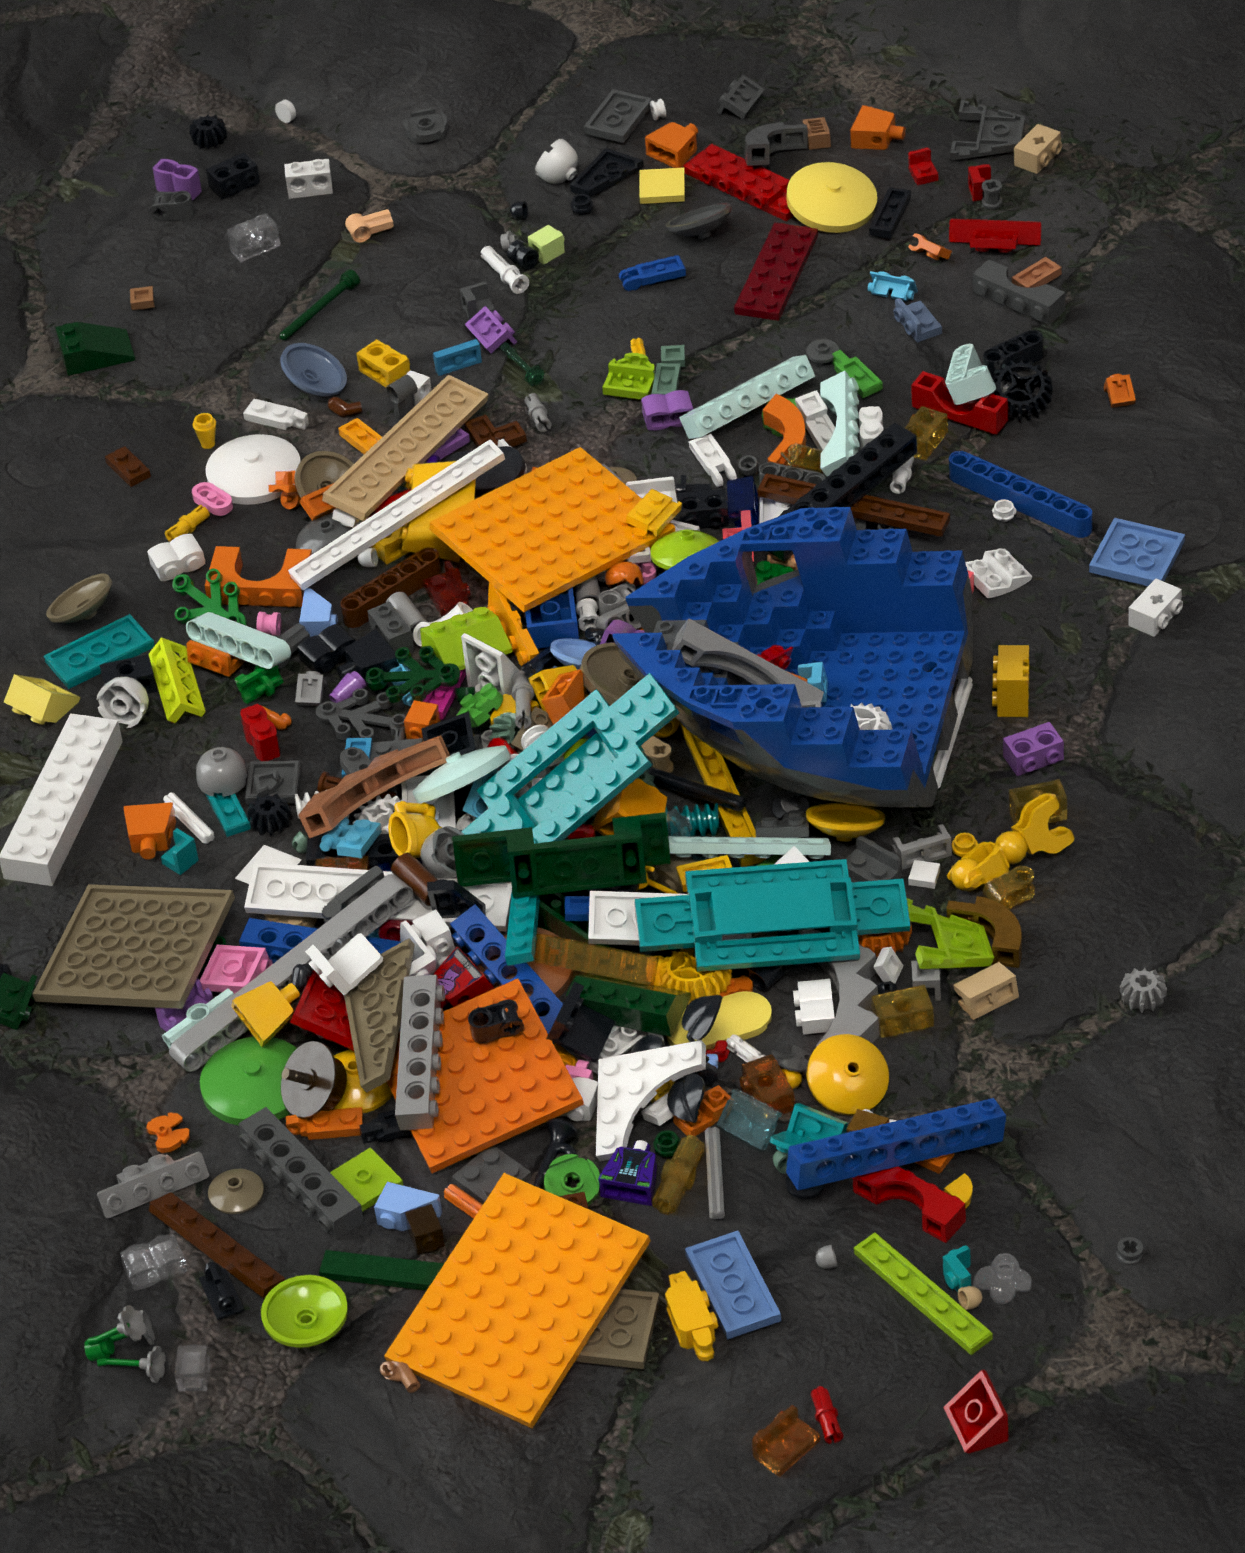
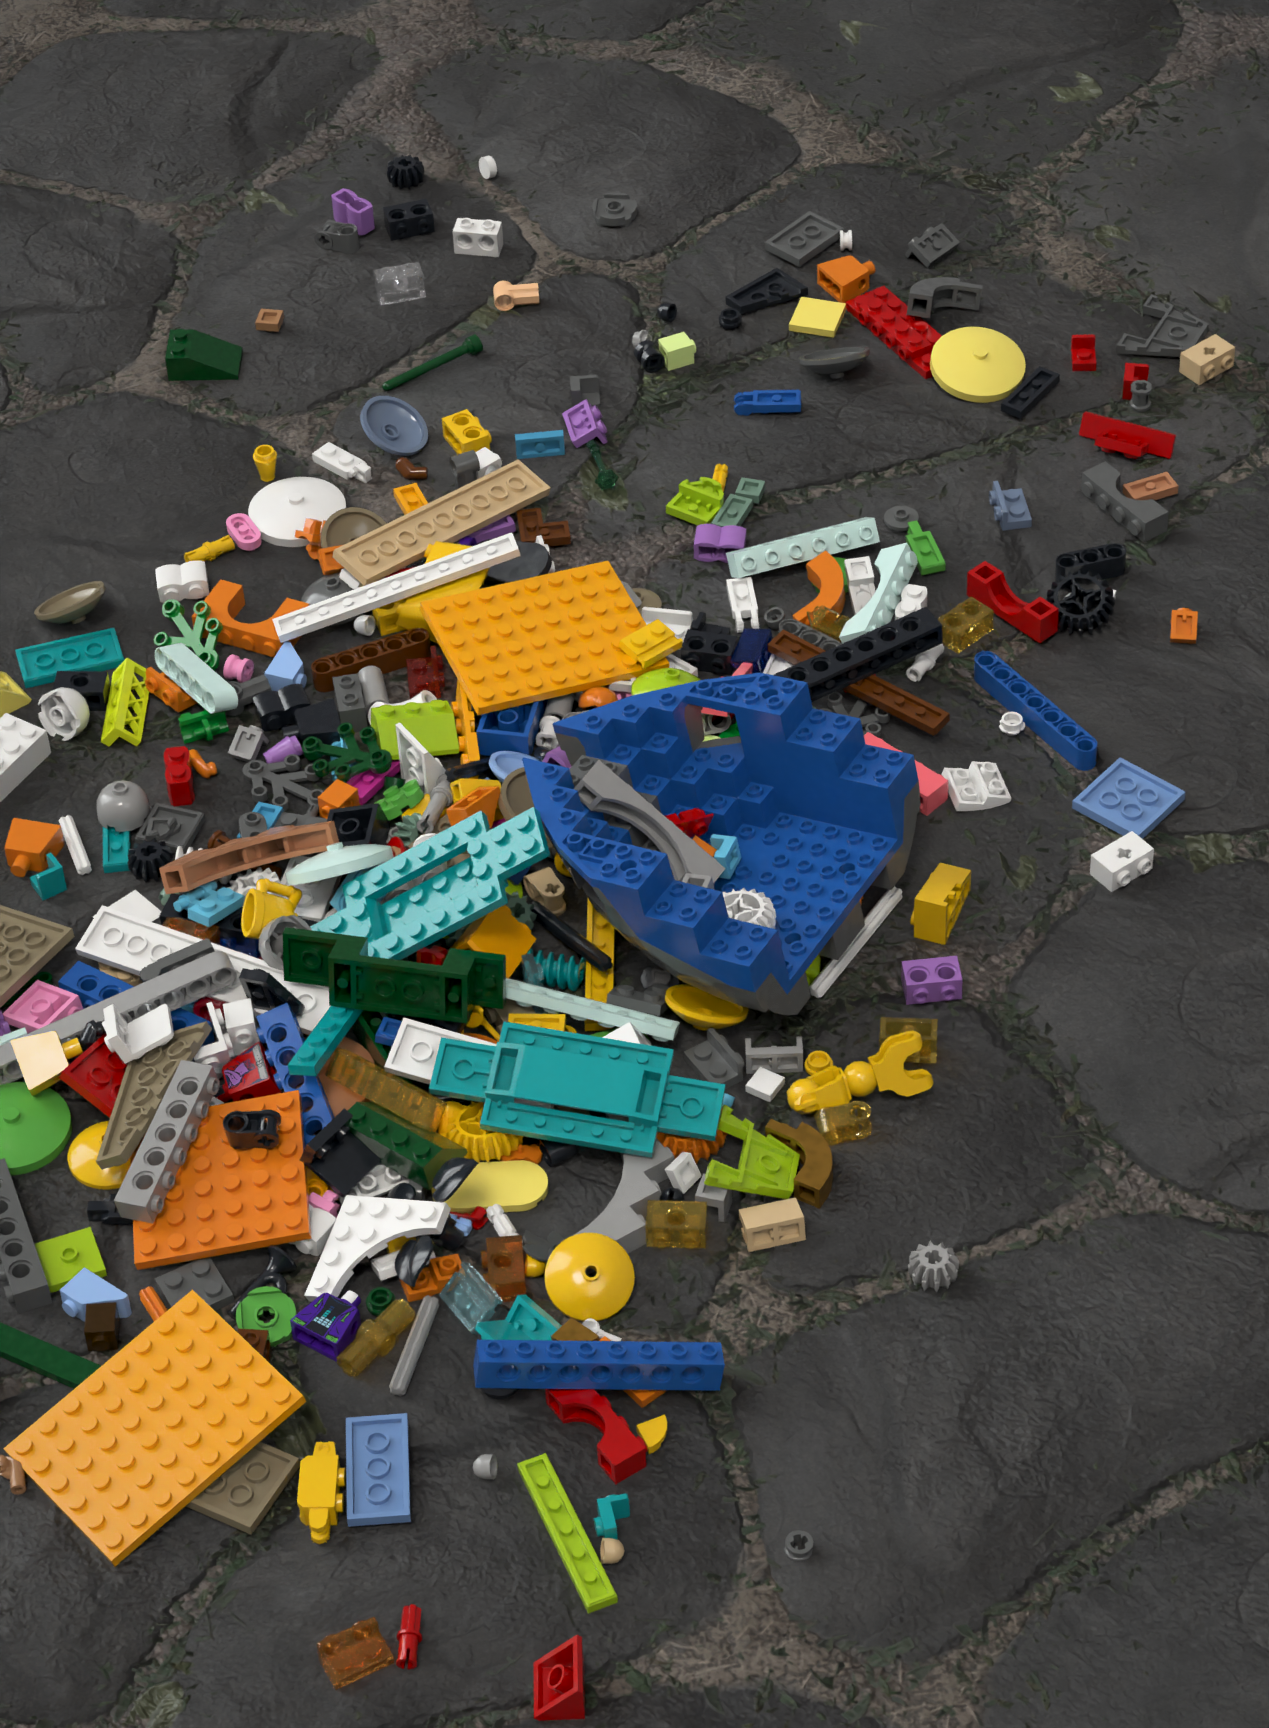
camera: 15 degrees right, 0 degrees up
(127, 466) = (181, 481): reddish brown plate -> none
(312, 1080) = (58, 1143): piece -> none
(327, 1124) = (60, 1190): orange hinge -> none
(414, 875) = (242, 953): reddish brown pin -> none
(508, 273) = (628, 372): white pin -> none
(537, 412) = (593, 517): light grey pin -> none
(558, 164) = (722, 273): white cylinder -> none
(776, 271) = (891, 427): dark red plate -> none
(815, 1005) = (590, 1194): white brick -> none
(818, 133) = (993, 297): medium nougat slope -> none
(874, 129) = (1051, 305): orange torso -> none
(902, 286) = (1008, 470): medium azure hinge -> none
(933, 250) = (1057, 439): orange plate -> none
(967, 376) = (1028, 575): light aqua beam -> none
(1002, 1278) = (654, 1544): clear plate -> none

